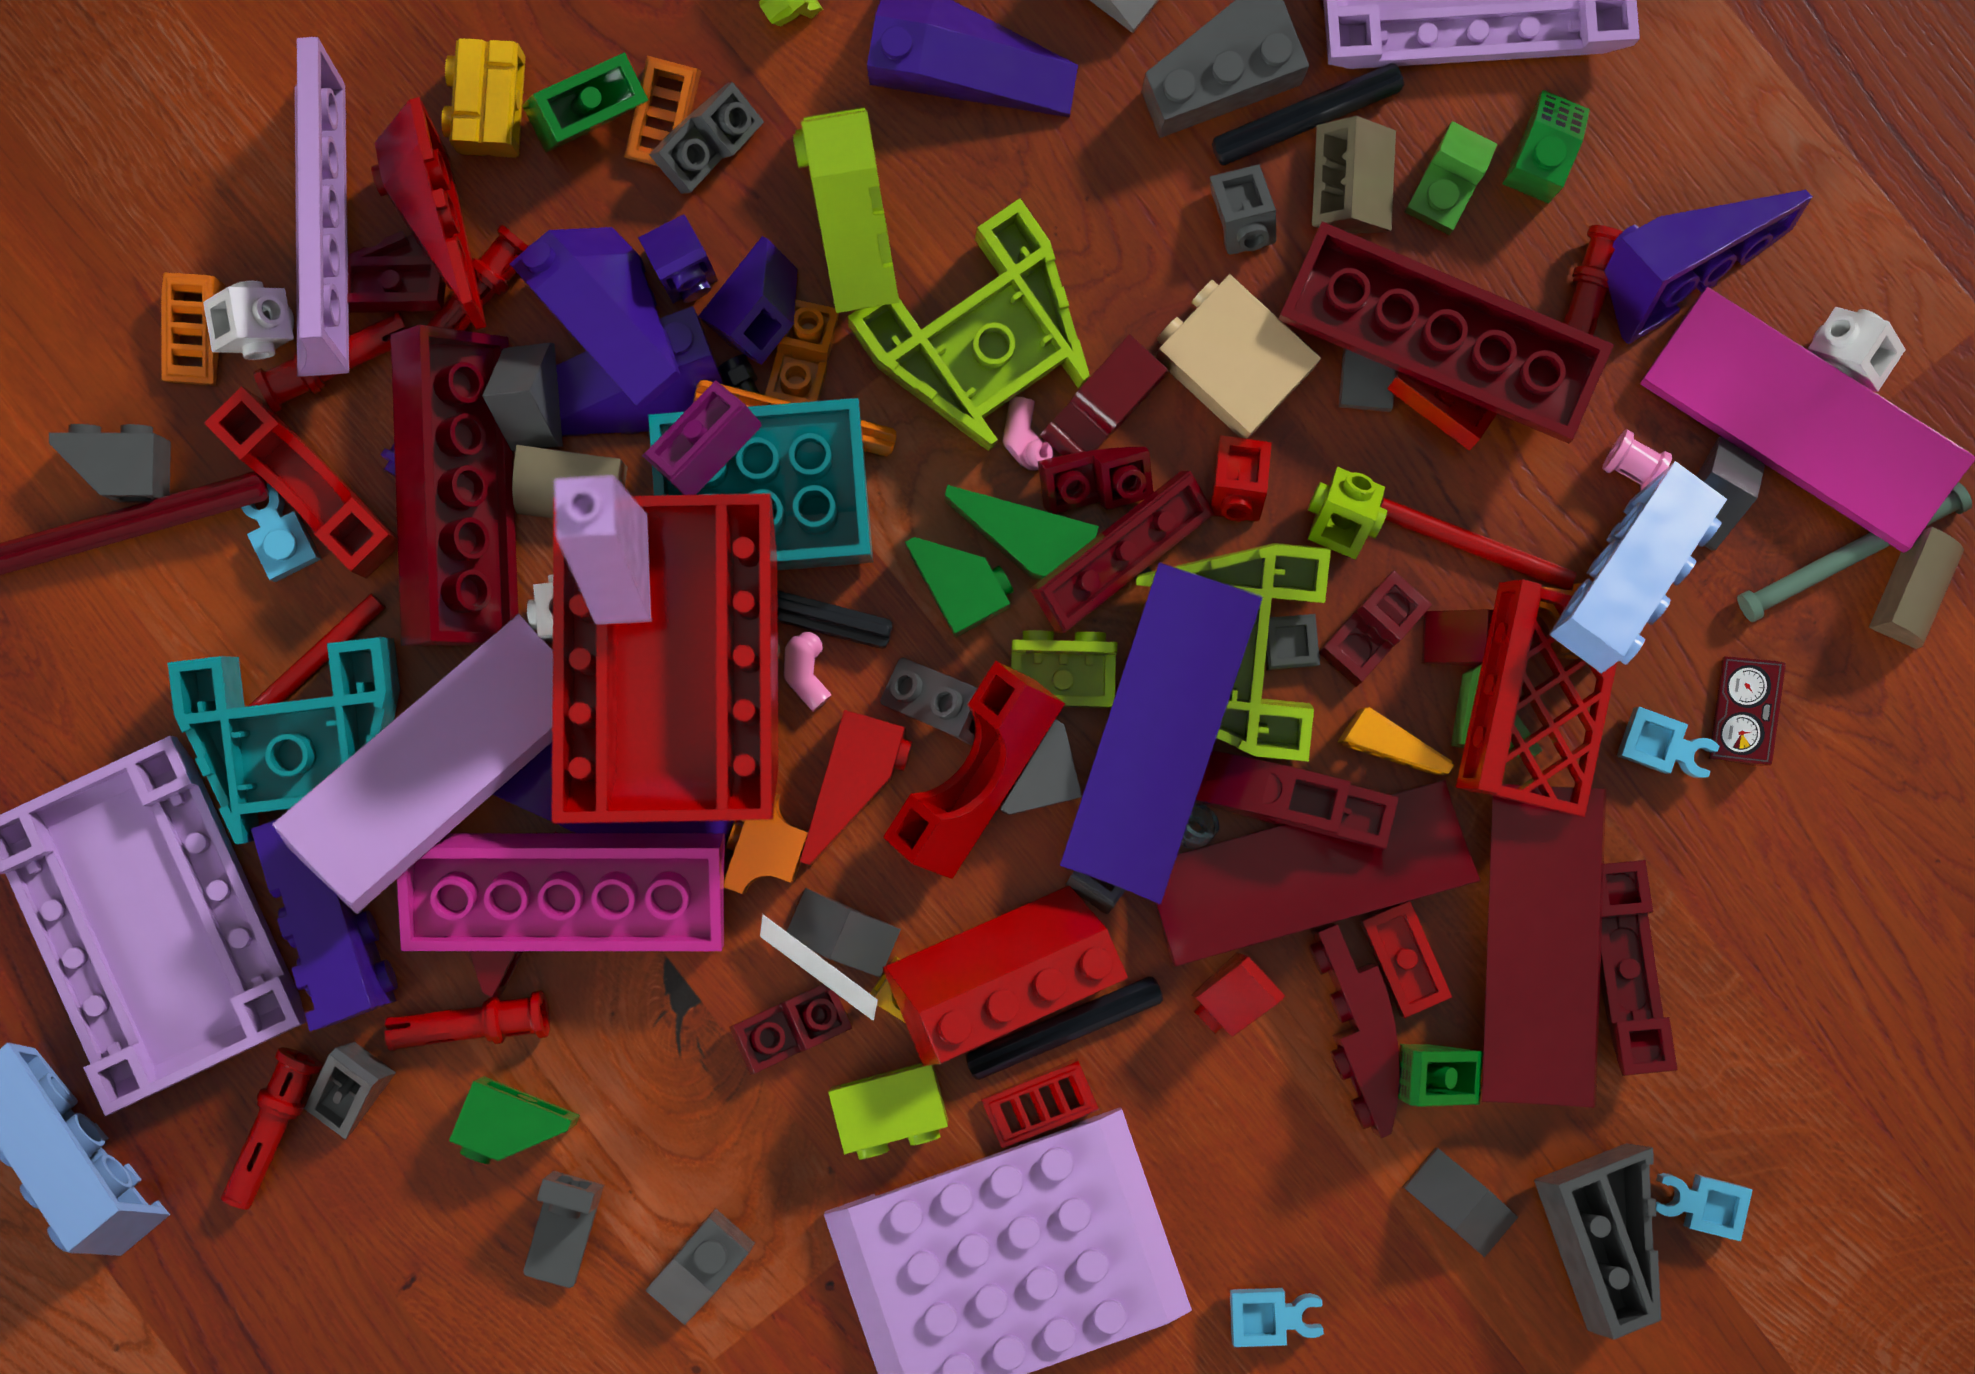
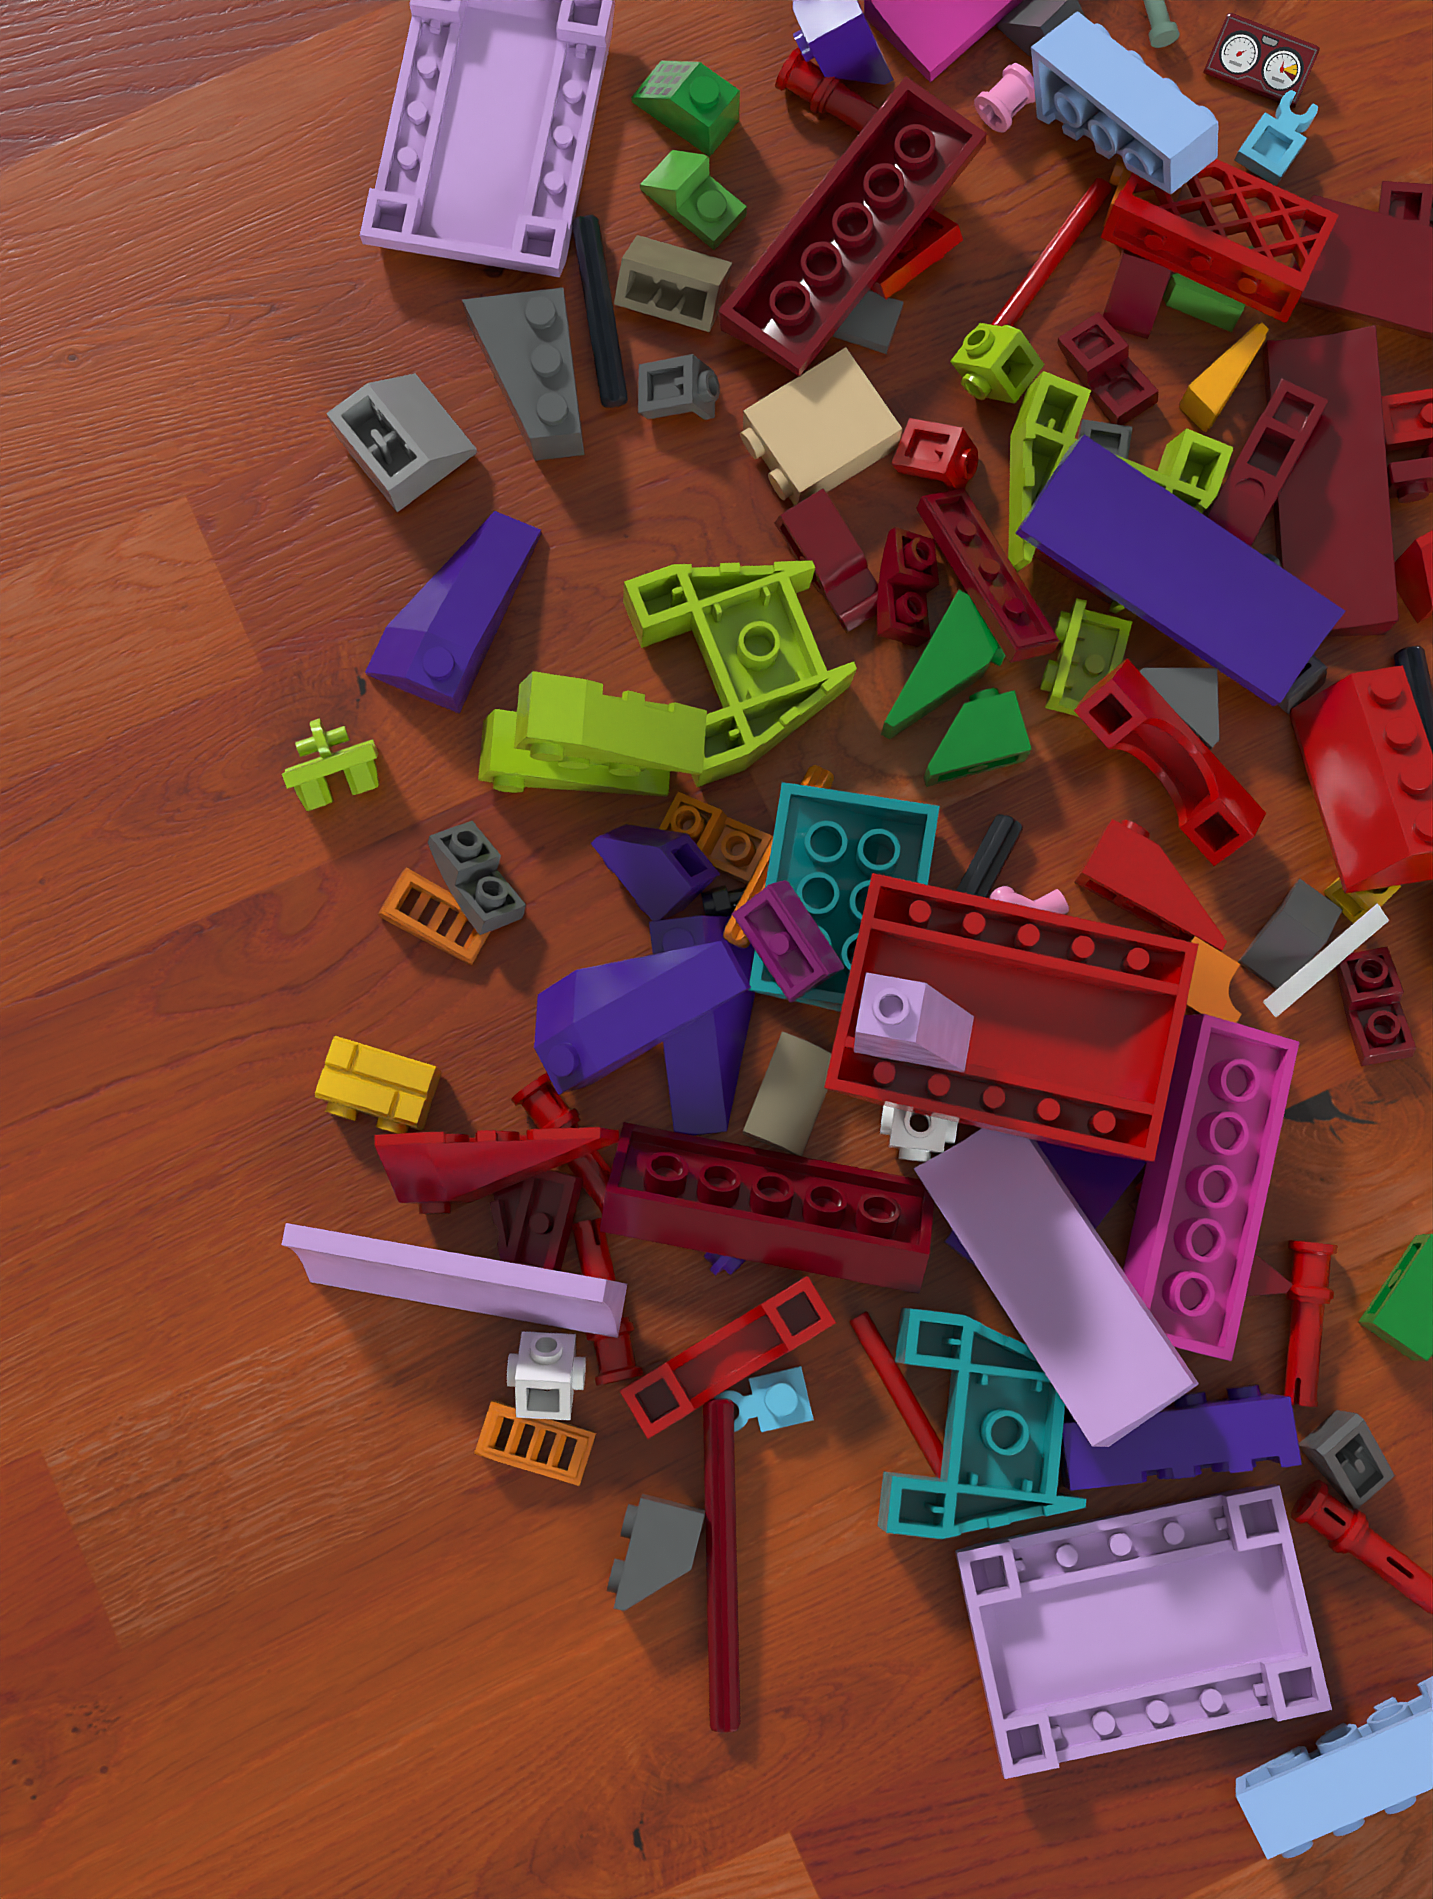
camera: 70 degrees left, 5 degrees down
(526, 396) = (692, 1112): dark grey slope -> none
(584, 102) = (412, 986): green slope -> none
(679, 260) = (593, 928): dark purple slope -> none
(931, 699) = (1085, 790): dark grey bracket -> none
(1020, 438) = (855, 647): bright pink arm -> none

